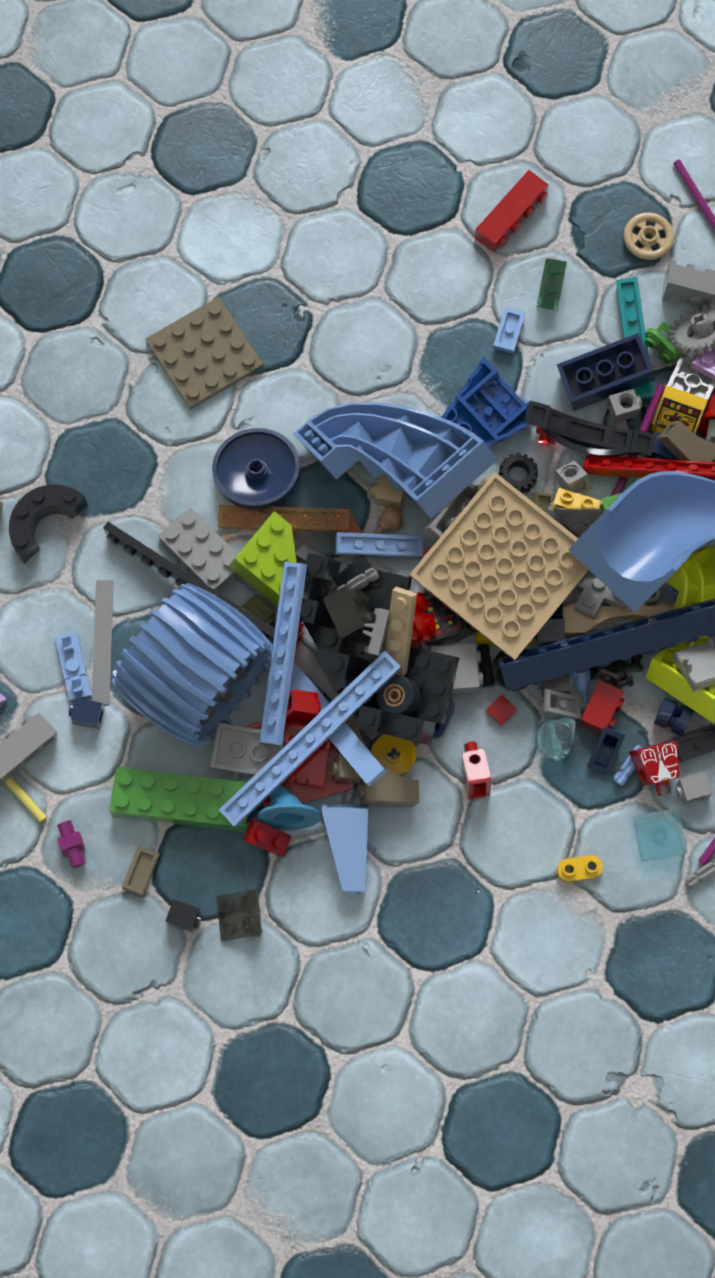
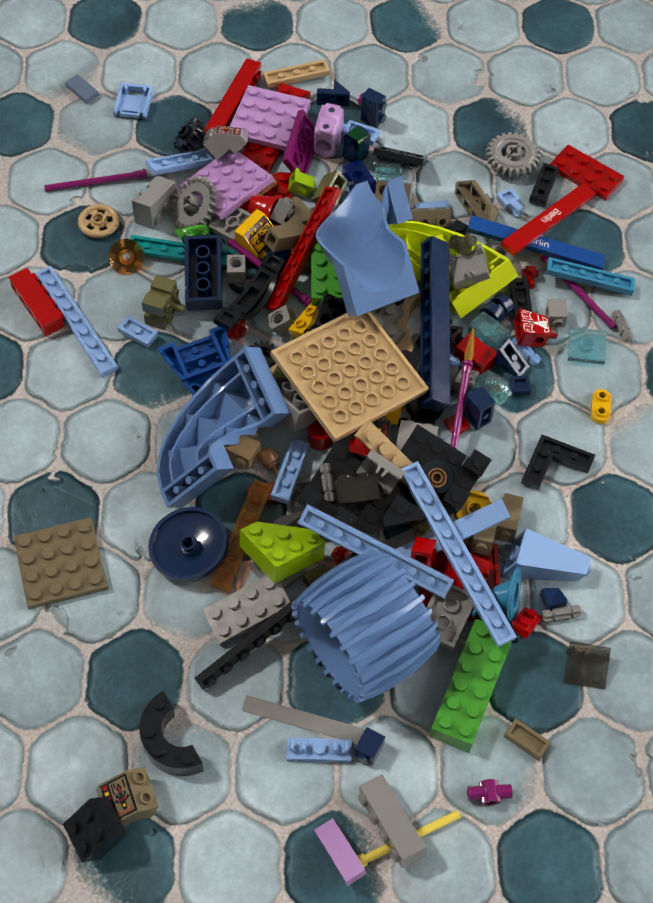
camera: 75 degrees left, 15 degrees down
(184, 916) = (578, 711): black brick -> none
(294, 876) = (561, 613): none -> light grey axle
(310, 863) = (553, 598): none -> dark blue slope
(475, 771) = (506, 451): torso -> none
(495, 817) = (552, 449): none -> black plate
(503, 262) = (77, 322): none -> light blue tile
(521, 725) = (479, 408): none -> dark blue brick
(549, 341) = (161, 302): none -> olive brick
(551, 284) = (111, 291): clear green brick -> none
(557, 696) = (466, 371): none -> magenta piece
(576, 768) = (520, 385): none -> dark blue plate
(597, 282) = (122, 247): none -> clear orange dish
(637, 715) = (489, 330): none -> clear light blue brick

